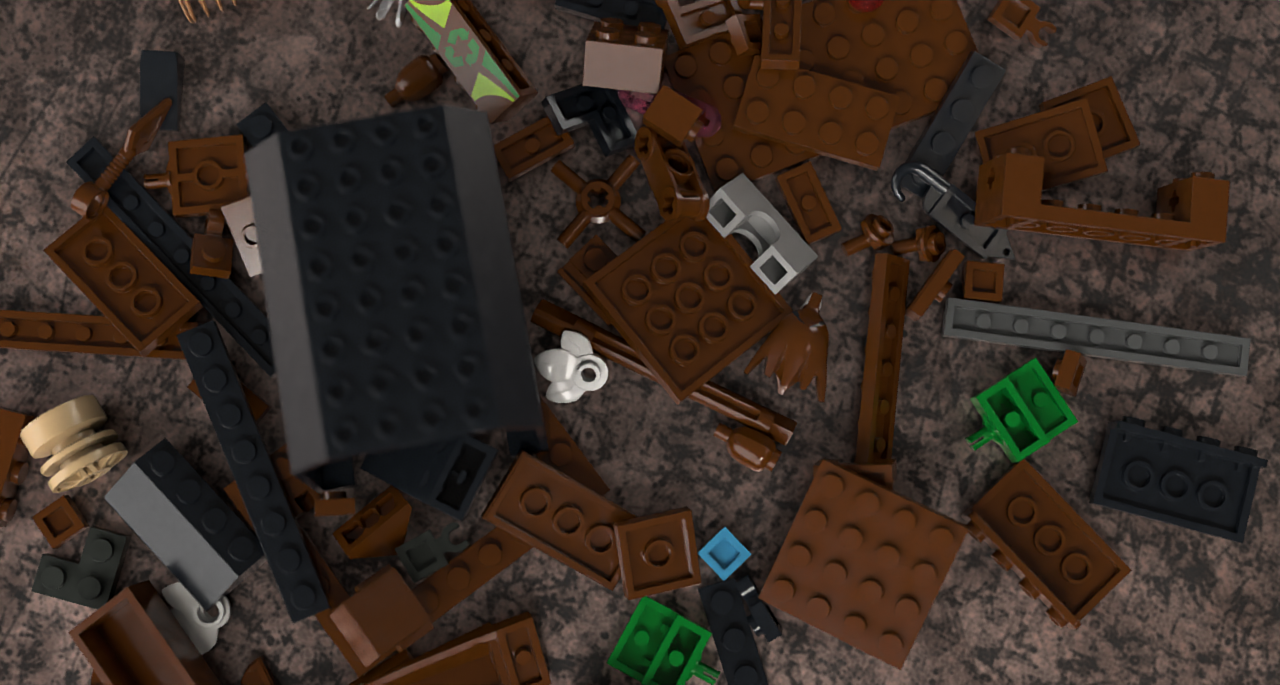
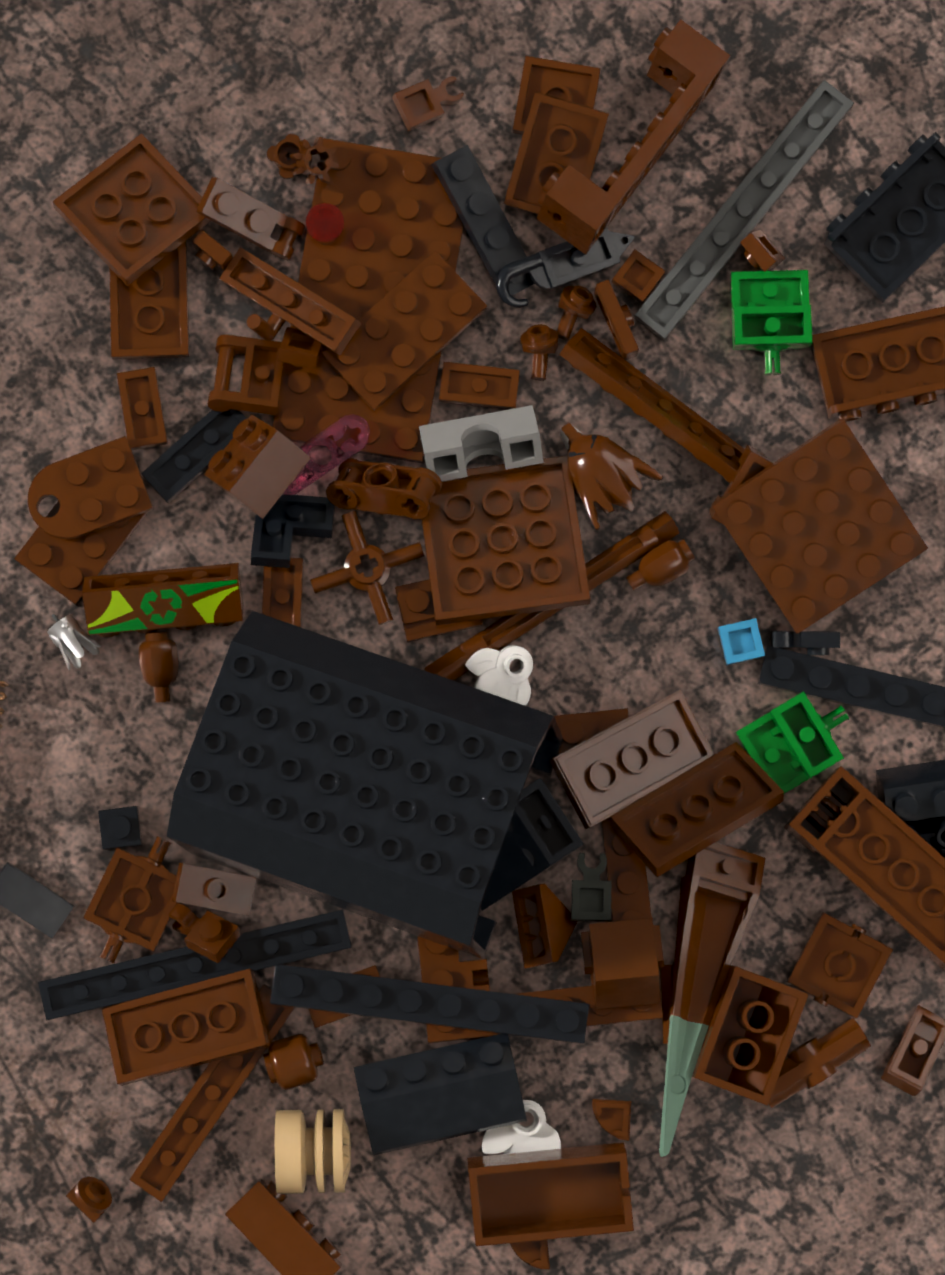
camera: 60 degrees left, 0 degrees up
(60, 521) = (369, 1208): reddish brown plate -> none
(92, 197) = (95, 1007): reddish brown piece -> none
(92, 579) = (435, 1217): pearl dark grey plate -> none
(146, 385) = (293, 1061): none -> reddish brown head
(334, 504) = (502, 949): reddish brown plate -> none
(554, 601) = (696, 809): none -> reddish brown plate
(657, 553) = (707, 698): reddish brown plate -> none
(673, 117) = (339, 456): reddish brown brick -> none

